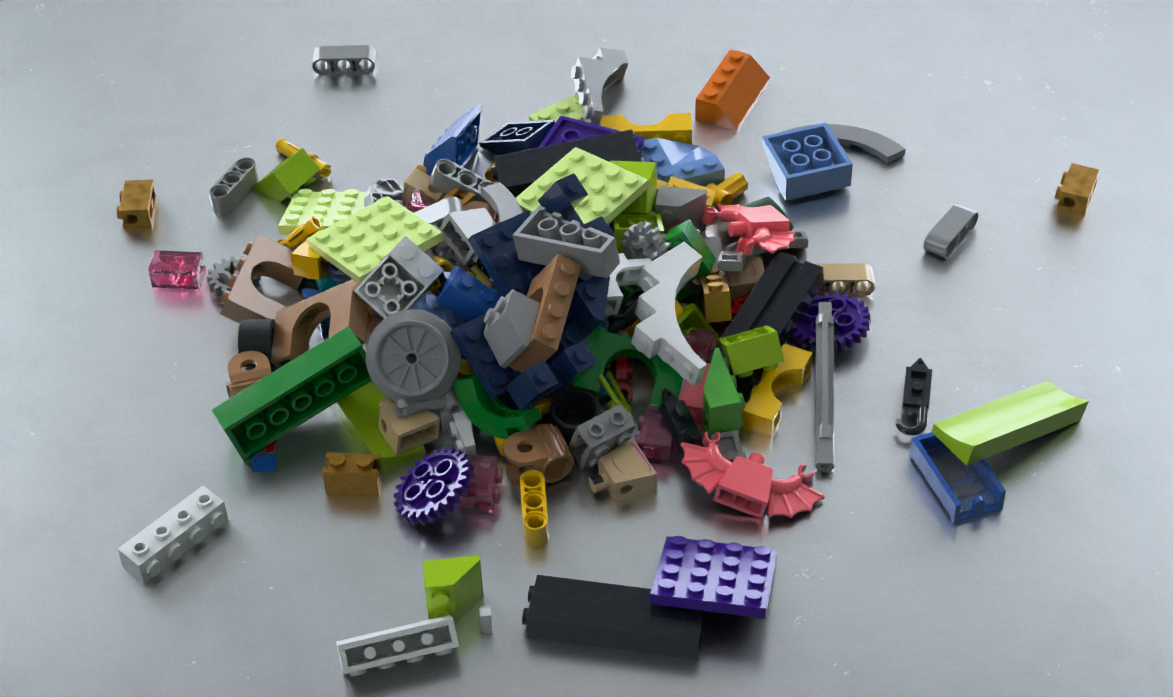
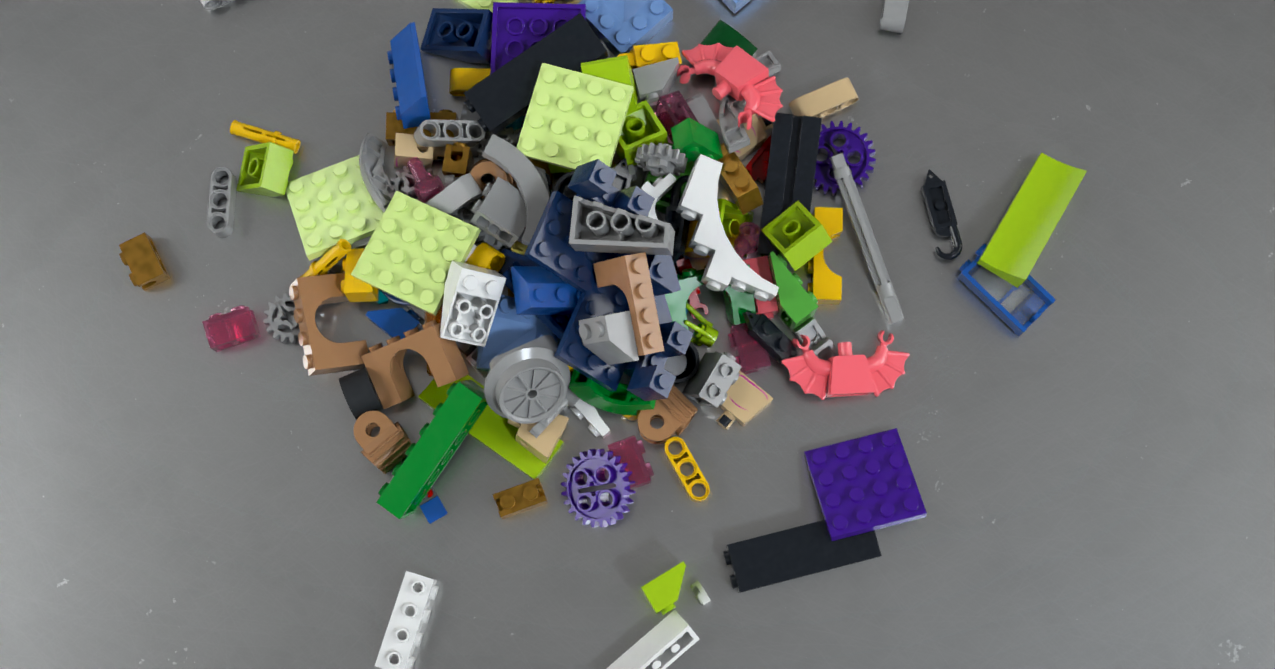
camera: 25 degrees left, 35 degrees up
(728, 189) = (679, 25): yellow piece -> none

